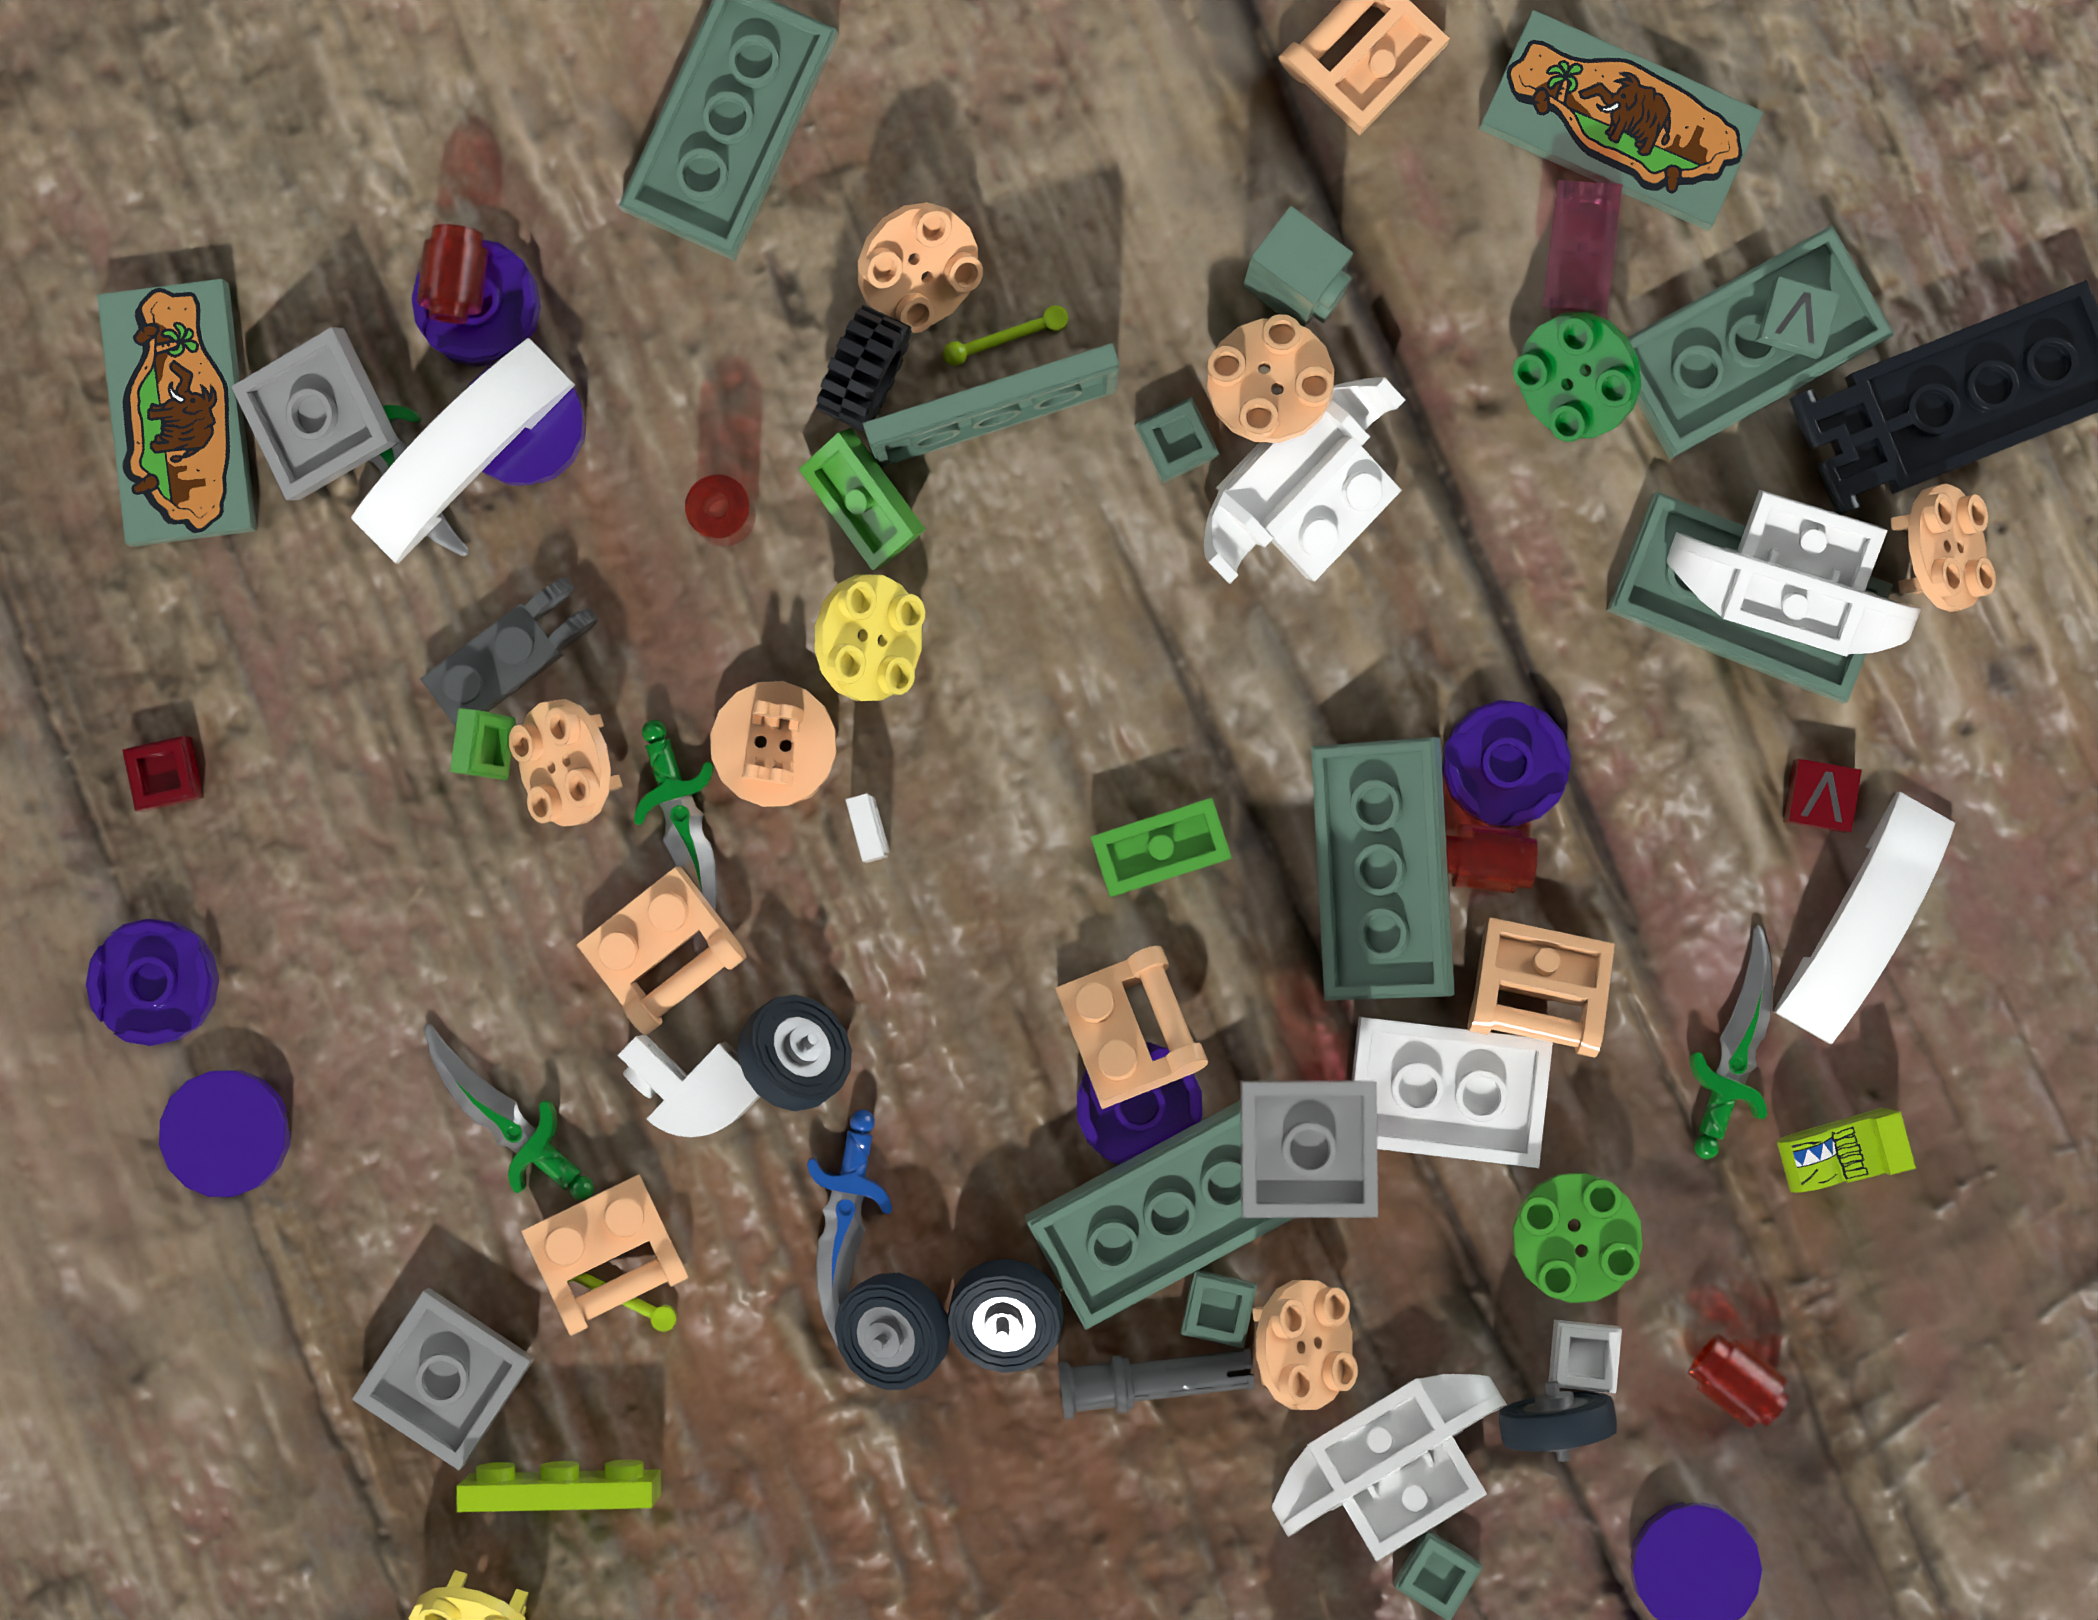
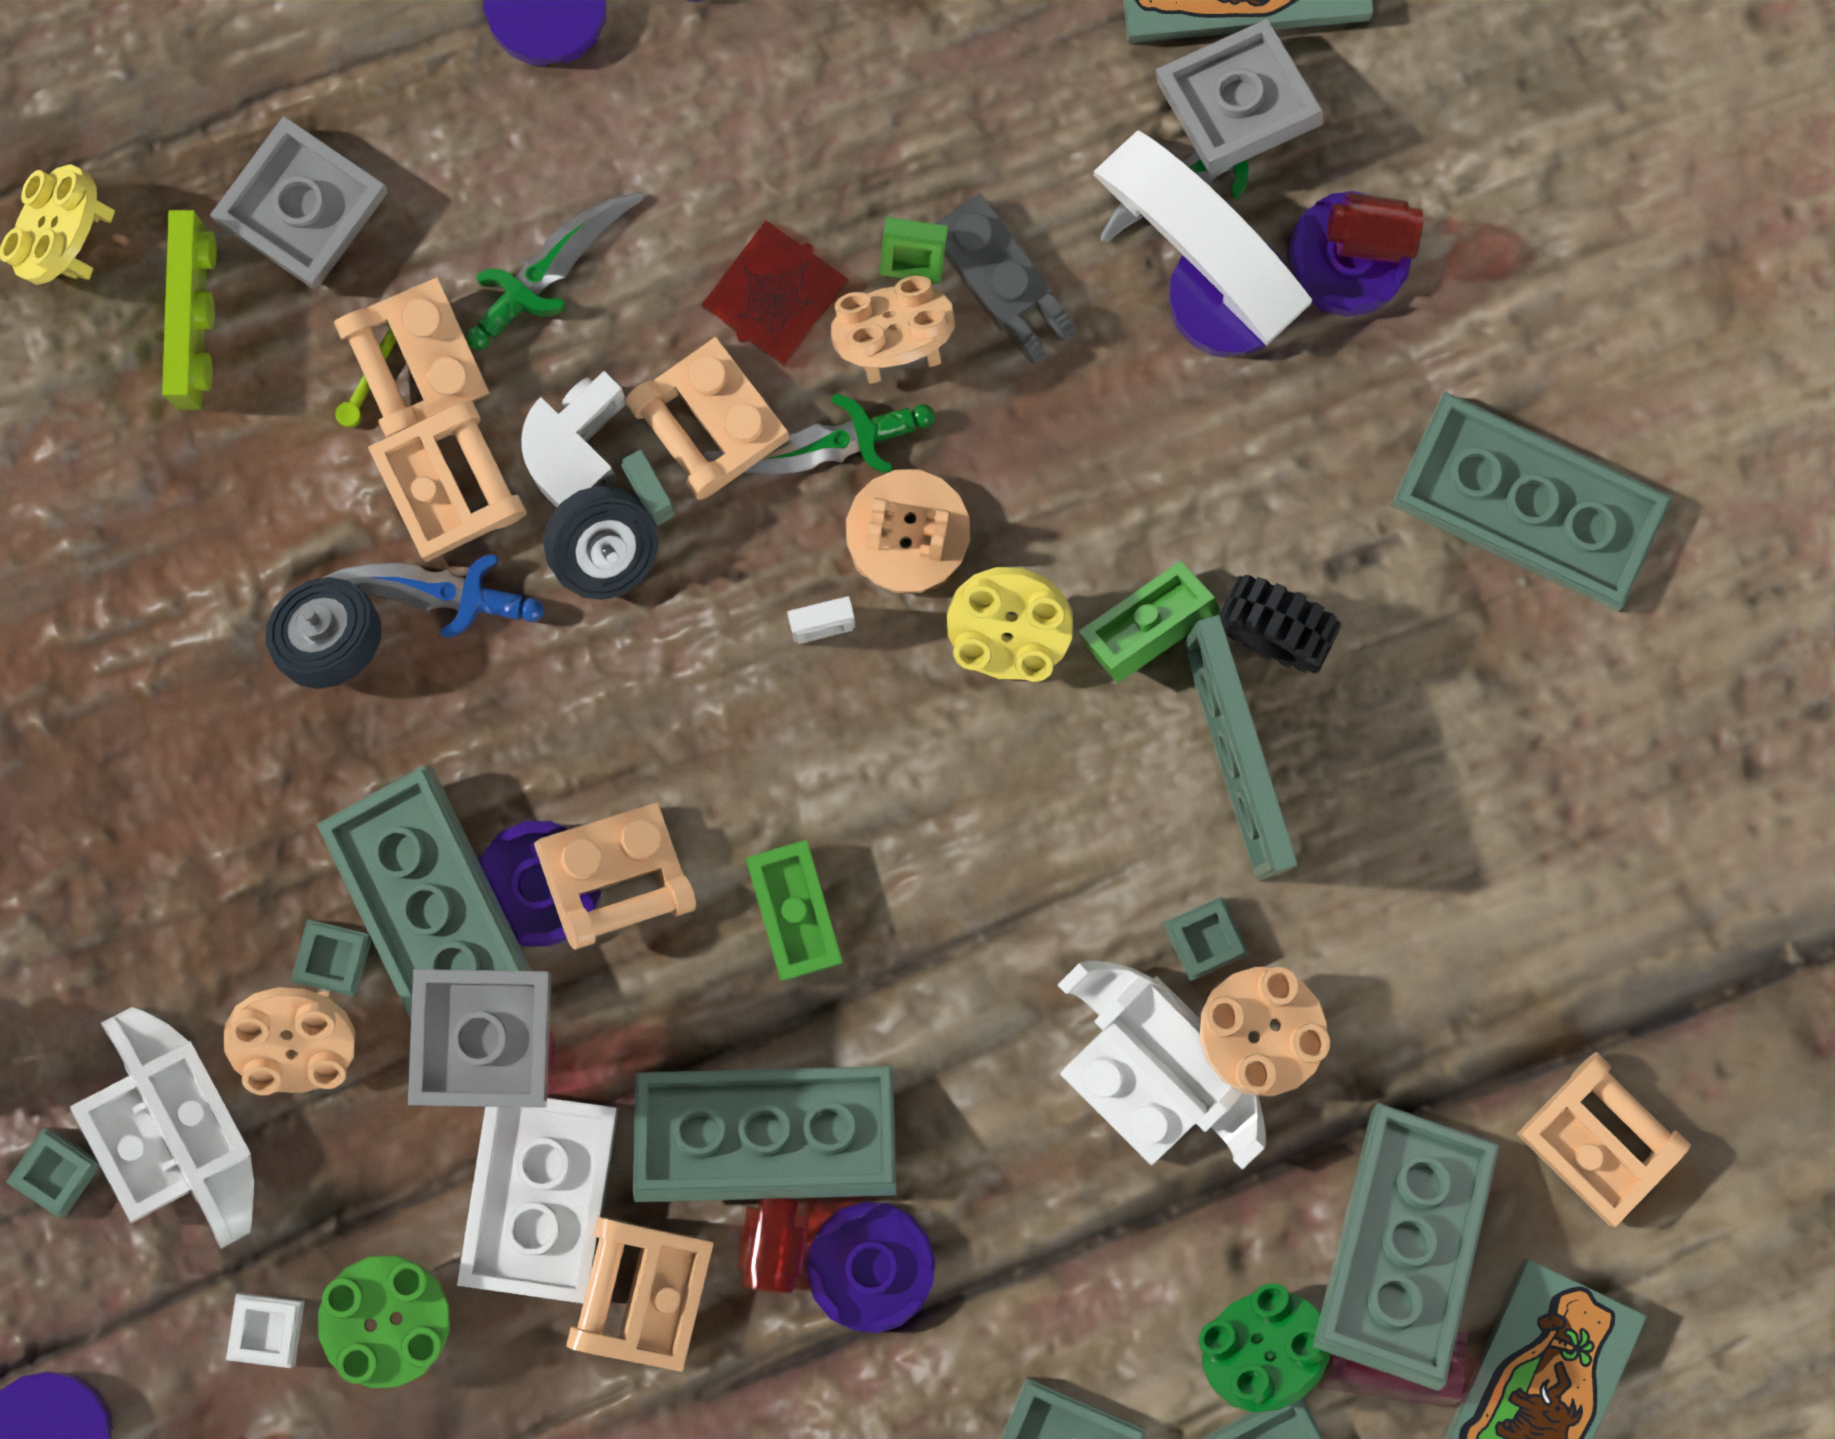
camera: 80 degrees right, 5 degrees down
(528, 886) = (774, 293): none -> clear red piece
(728, 528) = (1132, 499): clear red brick -> none
(735, 1008) = (647, 487): none -> sand green tile
(742, 1232) = (427, 489): none -> light nougat plate
(940, 246) = (1402, 703): light nougat plate -> none
(1005, 1315) = (333, 744): black wheel -> none
(1054, 320) = (1330, 818): lime hinge -> none
(1122, 1384) = (260, 859): dark grey pin -> none
(1299, 269) = (1374, 1062): sand green brick -> none
(1478, 238) = (1407, 1247): none -> sand green tile
(1557, 1421) = (199, 1296): black wheel -> none

